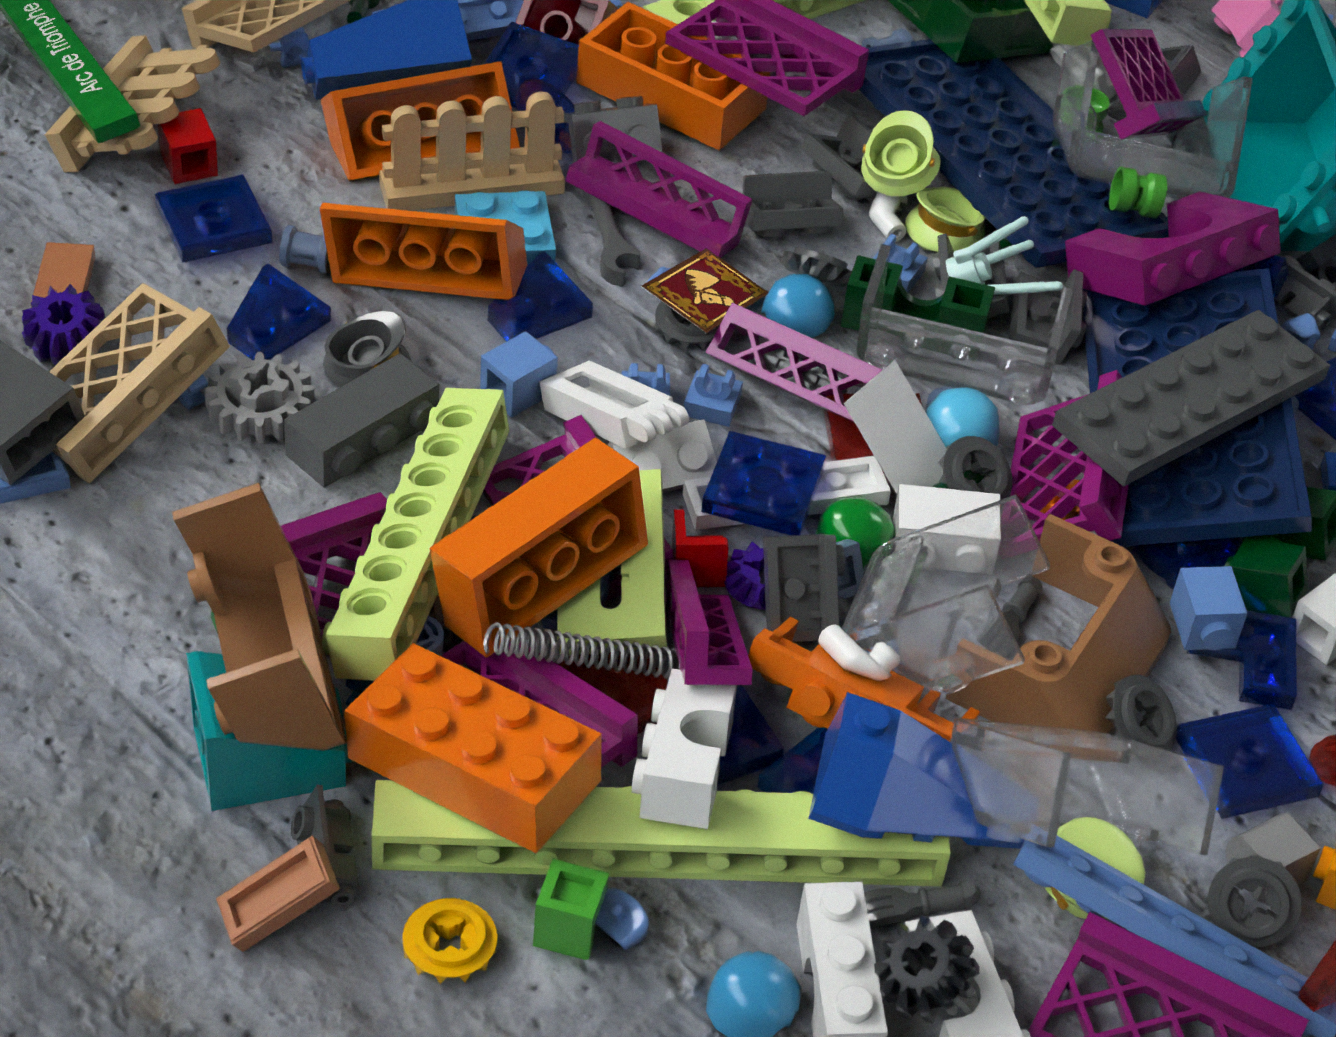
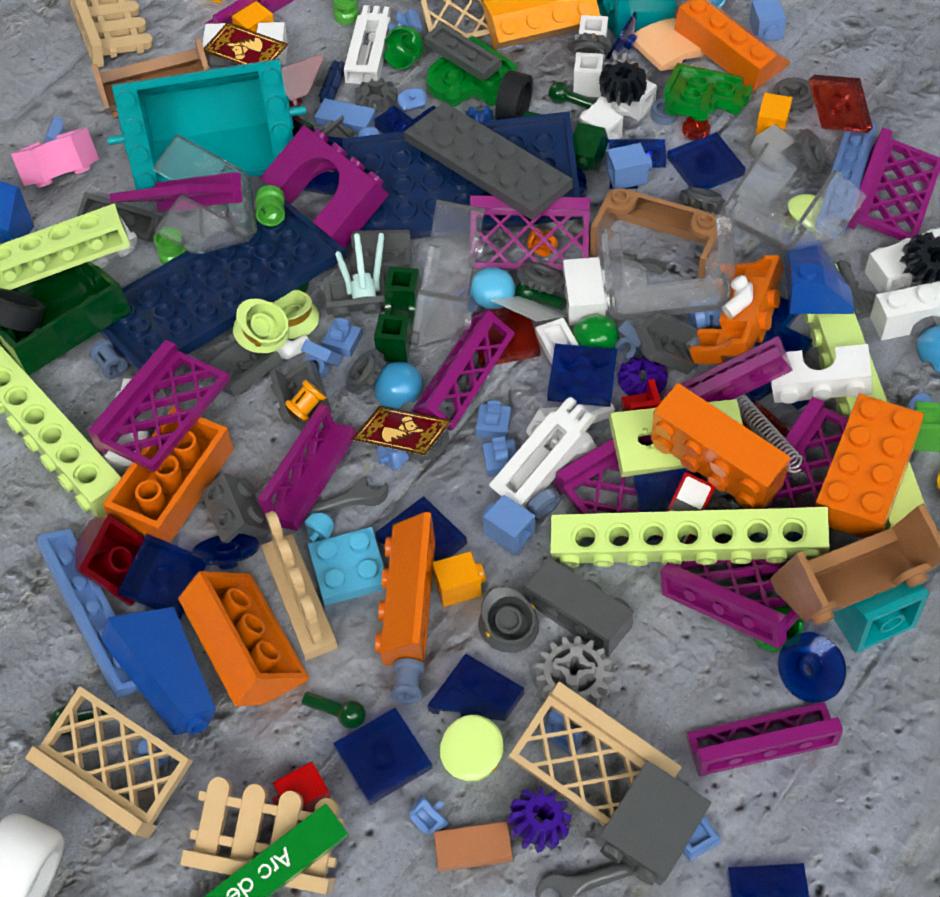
camera: 90 degrees left, 10 degrees up
(73, 568) = (764, 745): none -> magenta fence
(120, 247) = (427, 816): none -> medium blue piece
(159, 630) = (824, 660): none -> clear blue dish
(194, 285) = (471, 748): none -> yellowish green piece
(282, 198) = (350, 713): none -> dark green bar
(444, 311) = (458, 578): none -> light orange brick
(545, 415) = (544, 503): none -> sand blue tile
(564, 202) = (319, 526): none -> medium azure piece
(768, 189) = (305, 400): none -> light orange bush
(860, 233) = (321, 355): none -> medium blue tile

